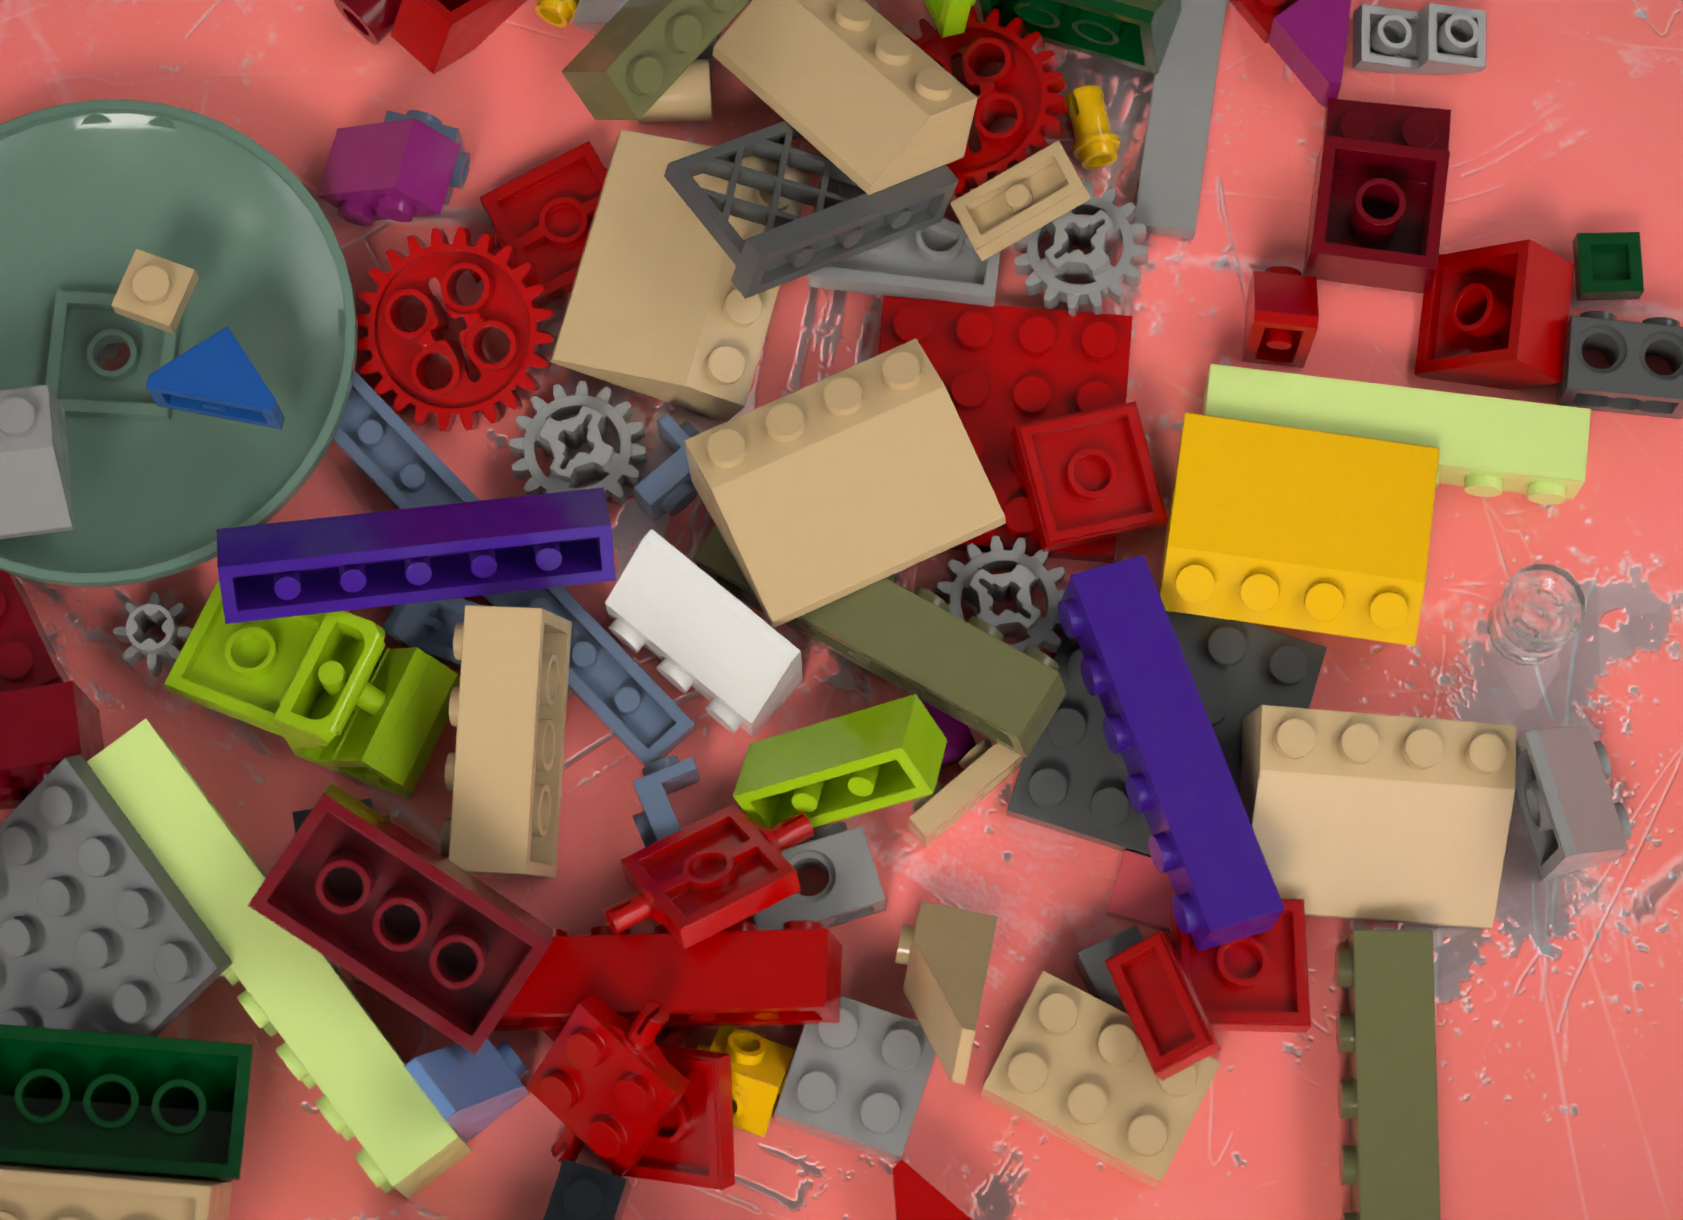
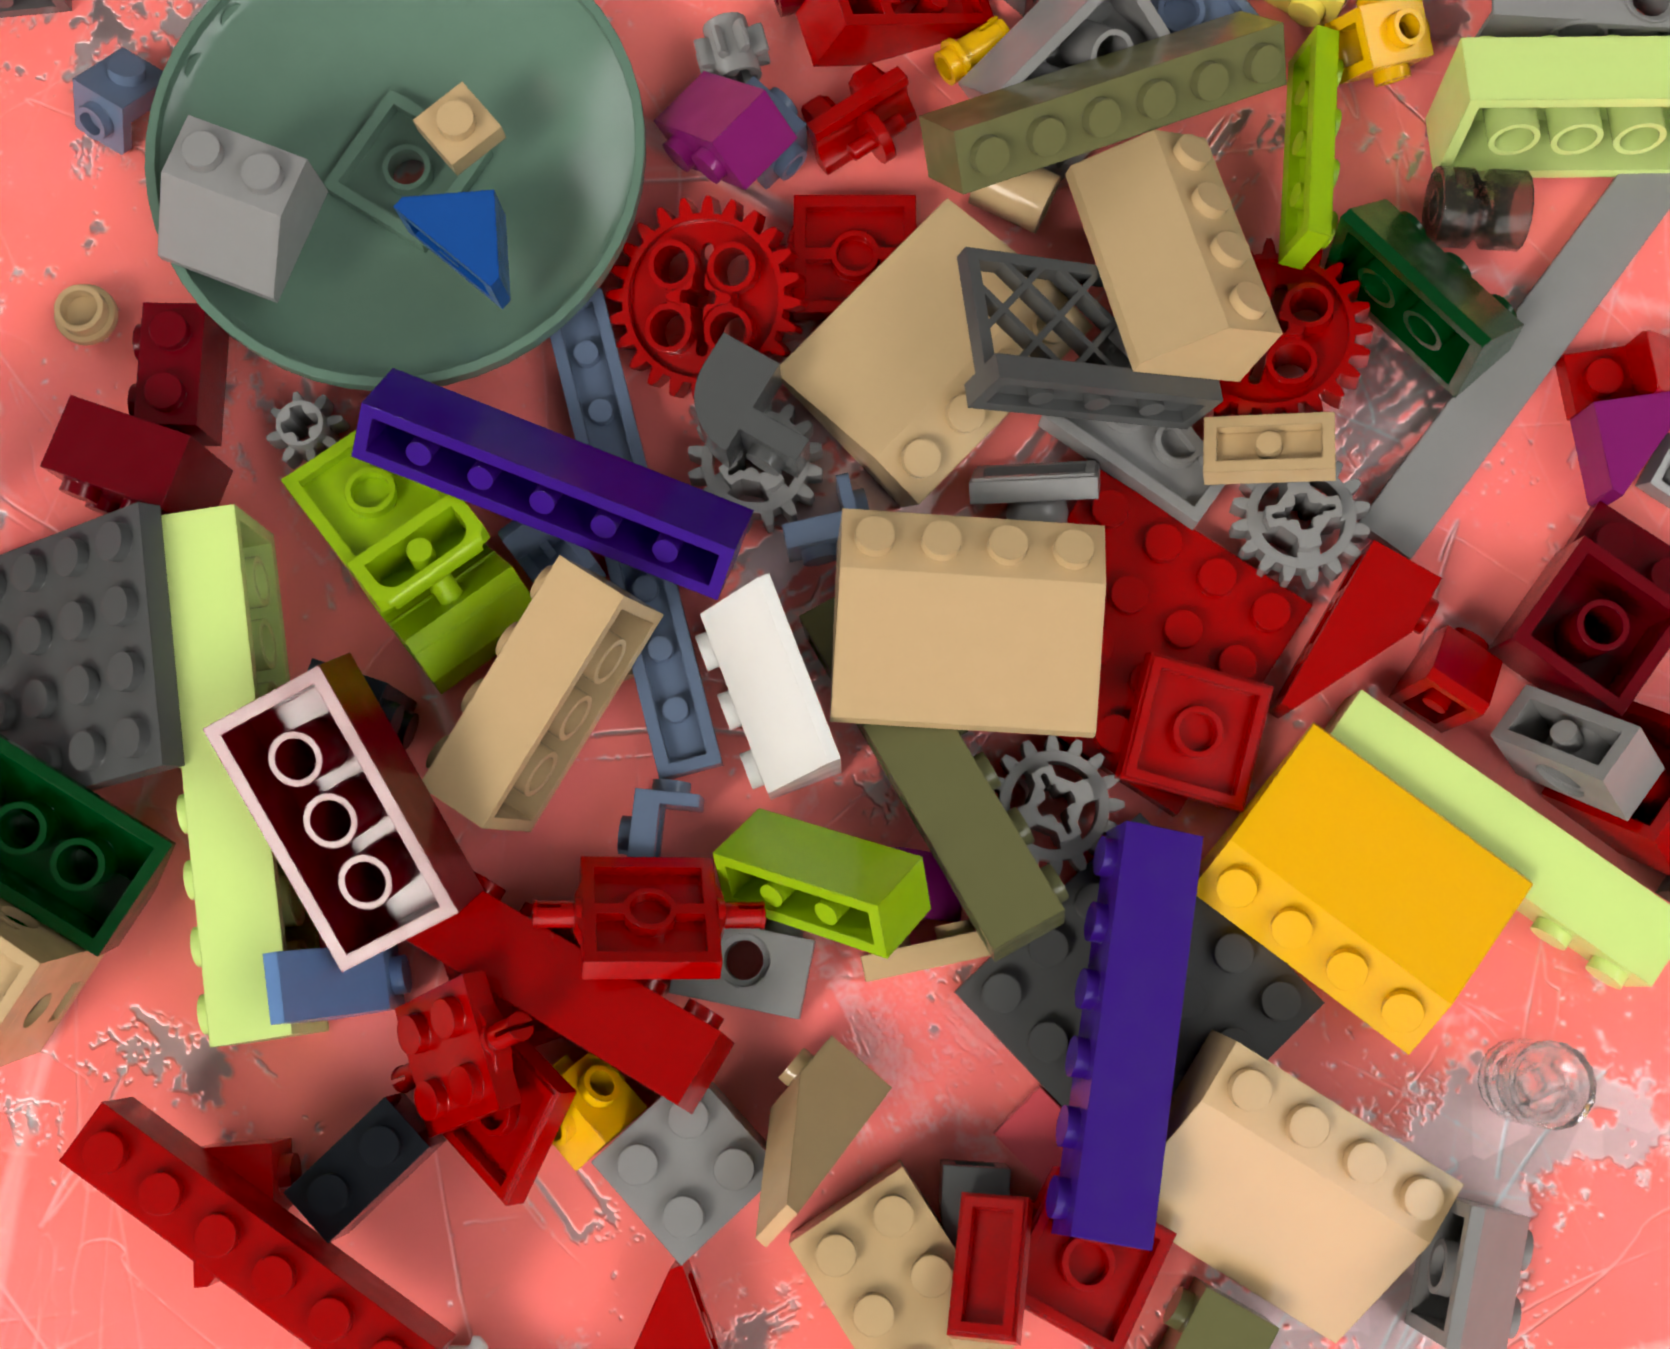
camera: 30 degrees right, 5 degrees up
(351, 96) = (732, 47): none -> light grey gear
(505, 102) = (863, 121): none -> red hips
(539, 415) = (730, 409): none -> dark grey brick
(838, 340) = (1035, 489): none -> light grey tile
(1095, 142) = (1368, 416): yellow pin -> none
(1184, 301) = (1370, 611): none -> red slope
(1417, 319) = (1578, 751): none -> light grey brick

